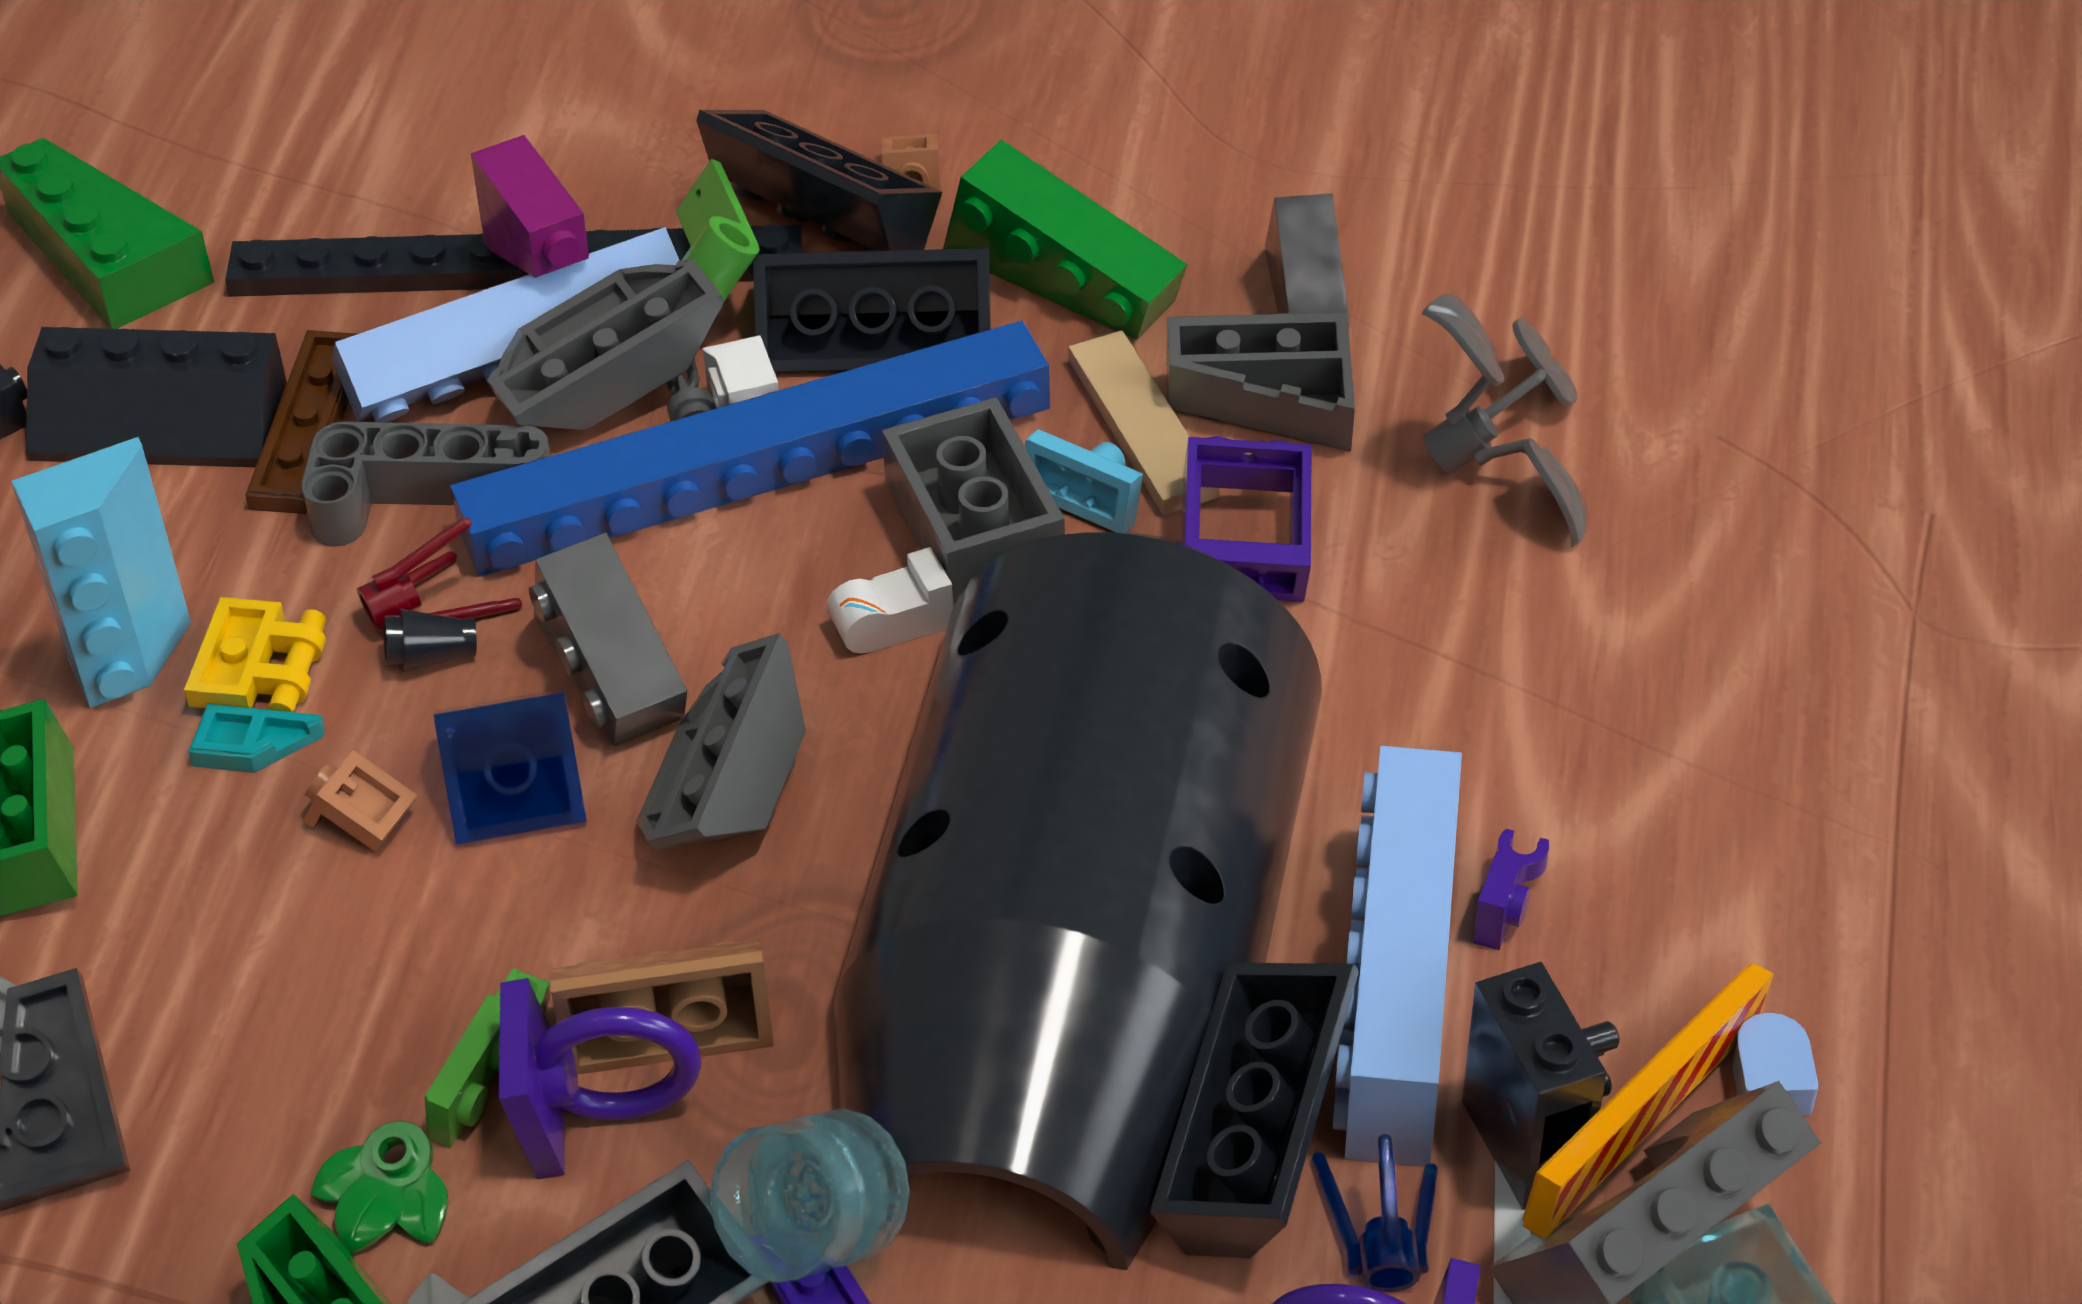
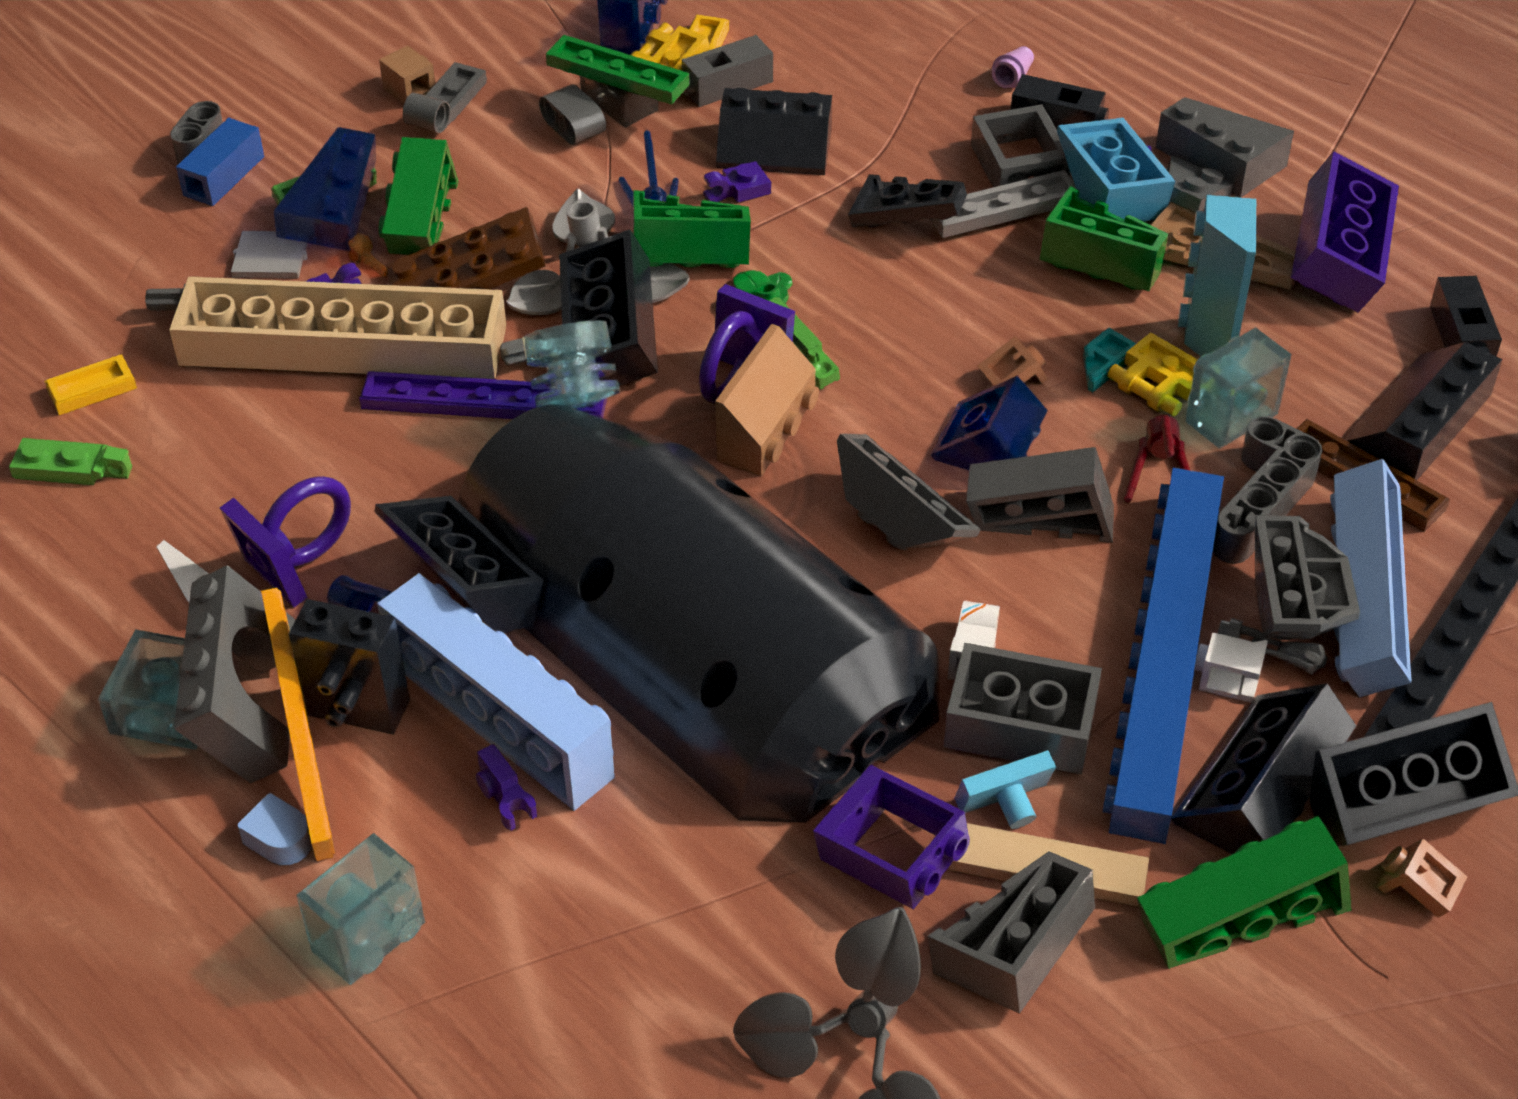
camera: 125 degrees right, 0 degrees up
(265, 535) = (1236, 386): none -> clear light blue brick
(426, 639) = (1119, 436): black cone -> none
(527, 209) = (1439, 578): magenta slope -> none
(717, 229) = (1339, 665): bright green door -> none
(1305, 255) = (1112, 1027): black slope -> none
(1798, 866) = (362, 909): none -> clear light blue brick

